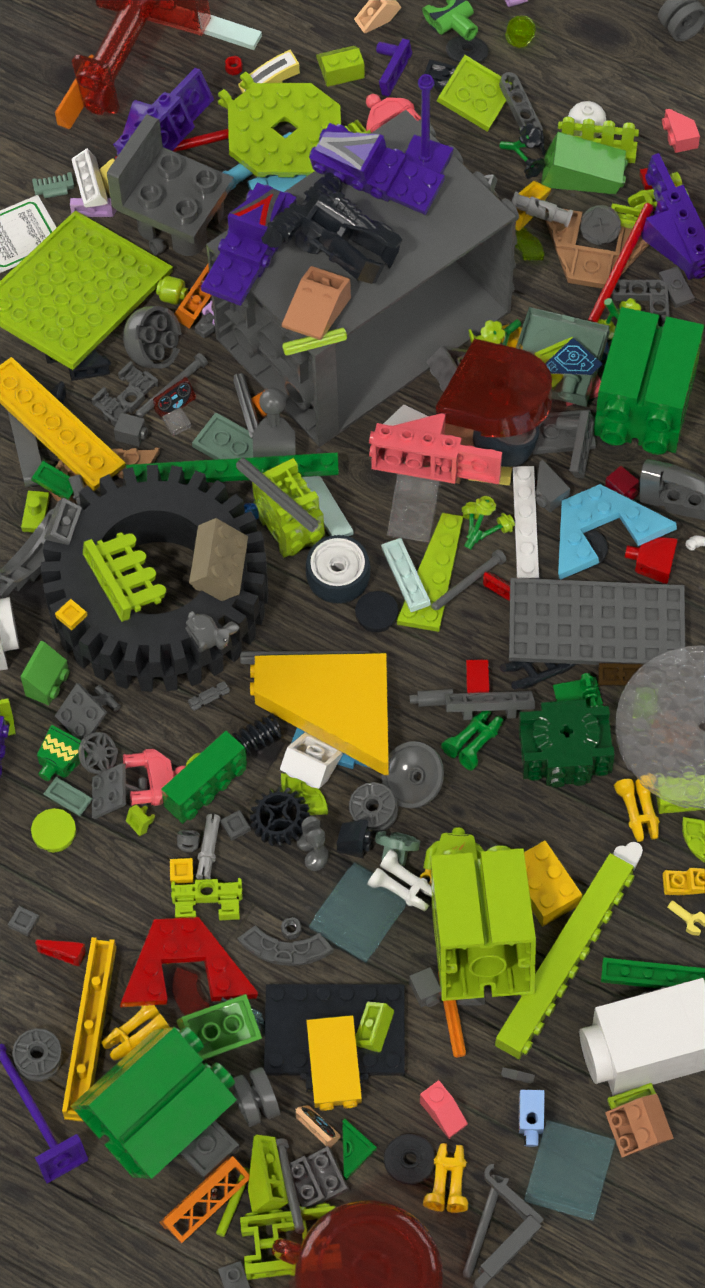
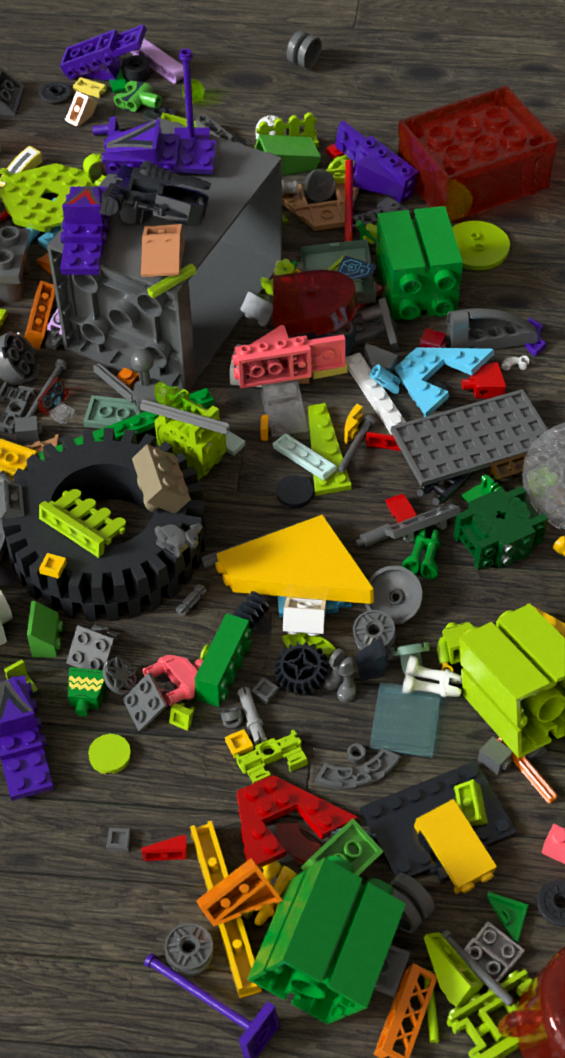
camera: 25 degrees left, 10 degrees down
(68, 796) = (109, 721): sand green tile -> none
(99, 1023) = (237, 894): none -> orange wedge
(171, 290) = (13, 323): lime head -> none
(269, 463) = (168, 395): none -> clear neon green hair
(317, 1125) = (467, 909): light nougat slope -> none
(341, 65) = (72, 148): lime slope -> none
(341, 555) = (249, 469): wheel -> none
(354, 106) = (93, 167): none -> piece
(381, 522) = (264, 429): none -> light orange tile
(474, 557) = (352, 422): none -> yellow slope
(477, 510) = (330, 397): plant -> none
(542, 511) = (385, 378): none -> medium azure hinge
(681, 131) = (338, 113): coral slope -> none

